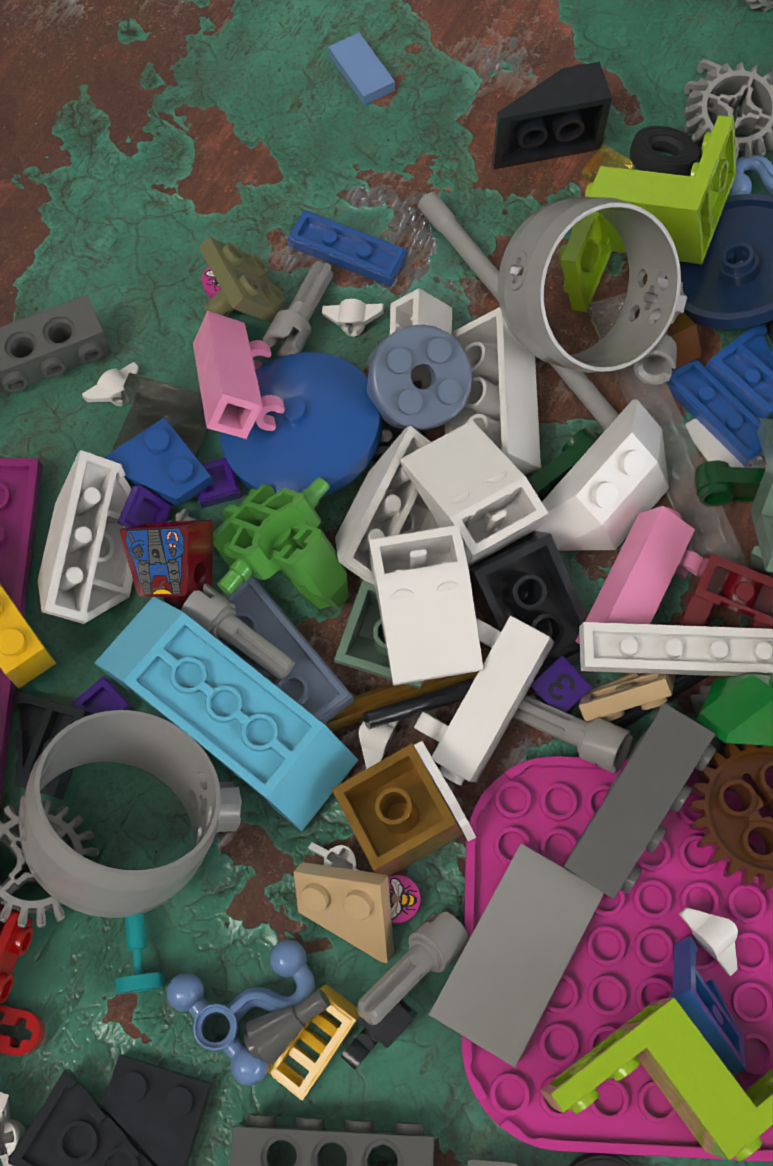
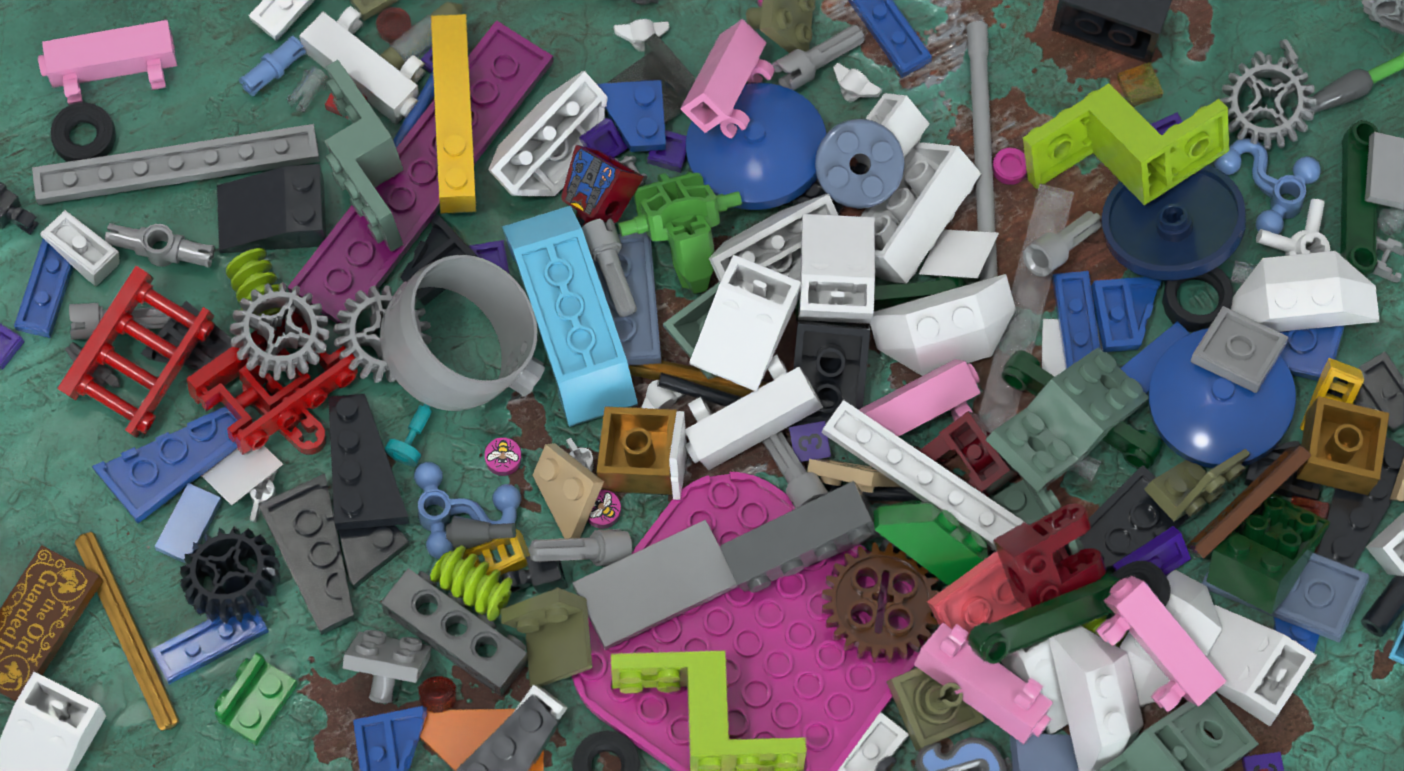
camera: 30 degrees right, 0 degrees up
(108, 1043) = (361, 473): none -> black wing
(252, 911) = (503, 456): none -> tile
(317, 1091) = (472, 582): none -> lime piece
(453, 1095) = (555, 634): none -> olive bracket
(556, 304) = (1009, 166): none -> dark pink tile
(570, 410) = (959, 253): none -> white sticker
(648, 252) = (1072, 212): light grey cylinder -> none
(665, 139) = (1186, 80): black tyre -> none
(687, 340) = (1083, 252): reddish brown slope -> none
(706, 1007) = (748, 688): blue wing -> none
(715, 936) = (791, 654): white piece -> none

